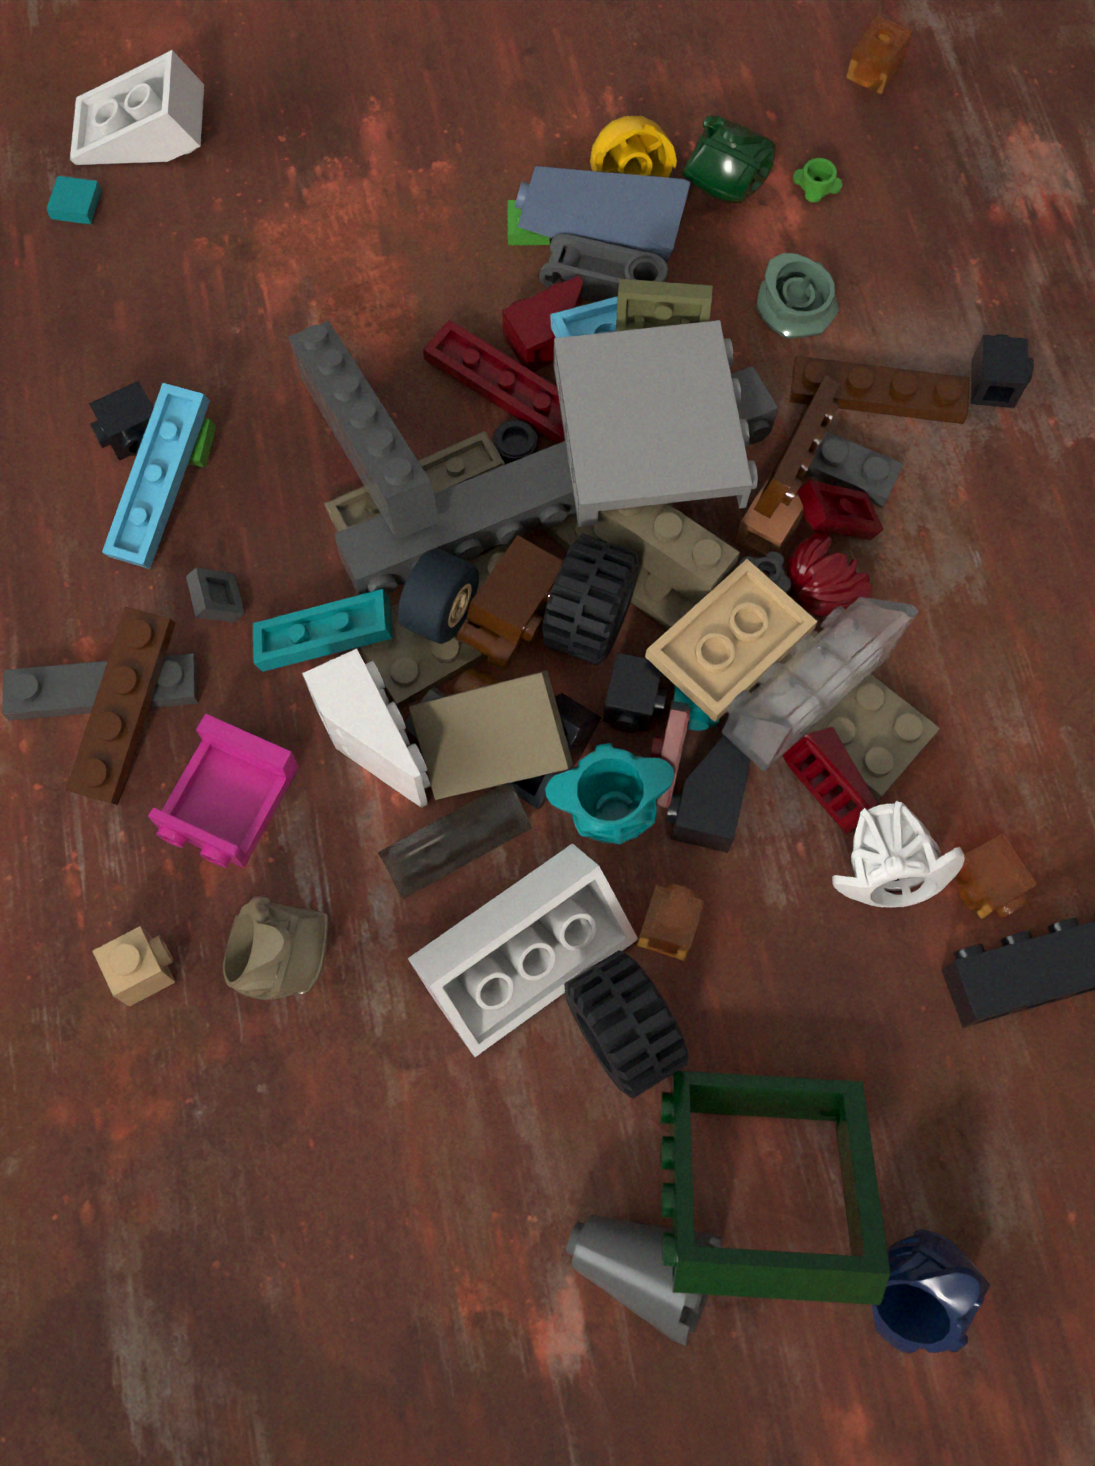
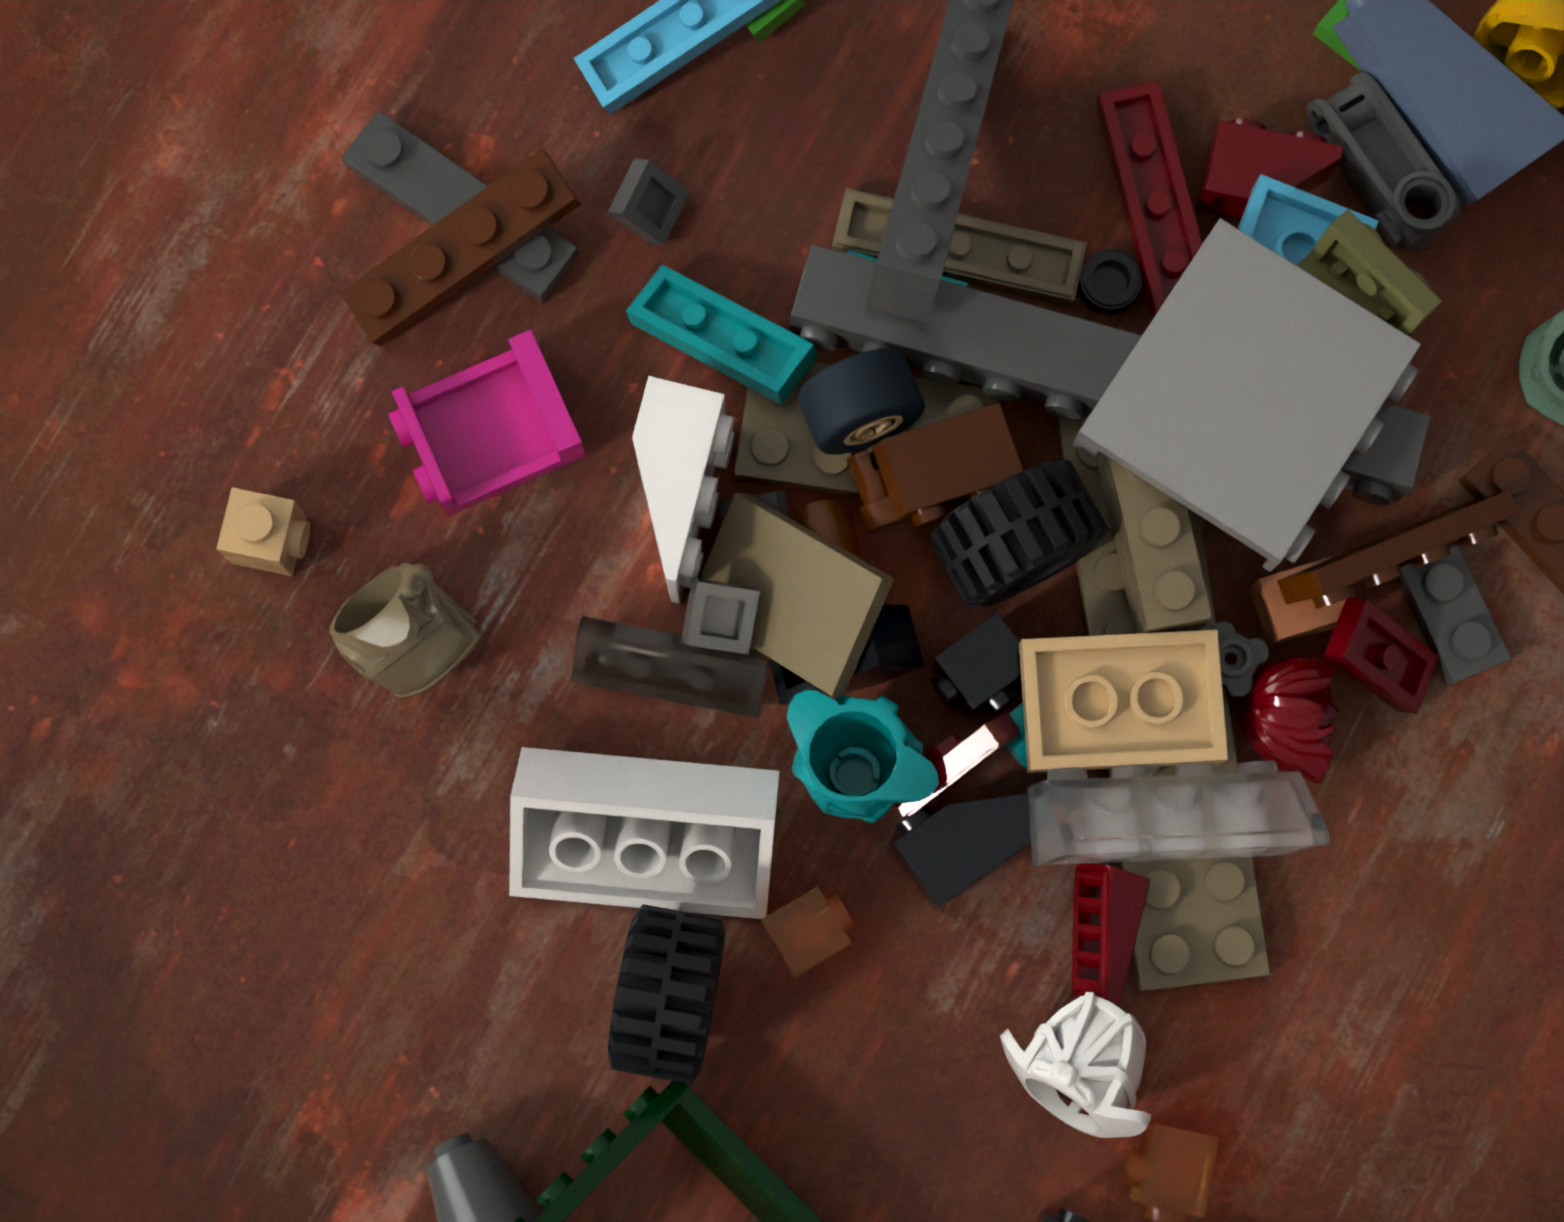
camera: 40 degrees right, 10 degrees up
(461, 780) = (720, 616): none -> dark grey plate

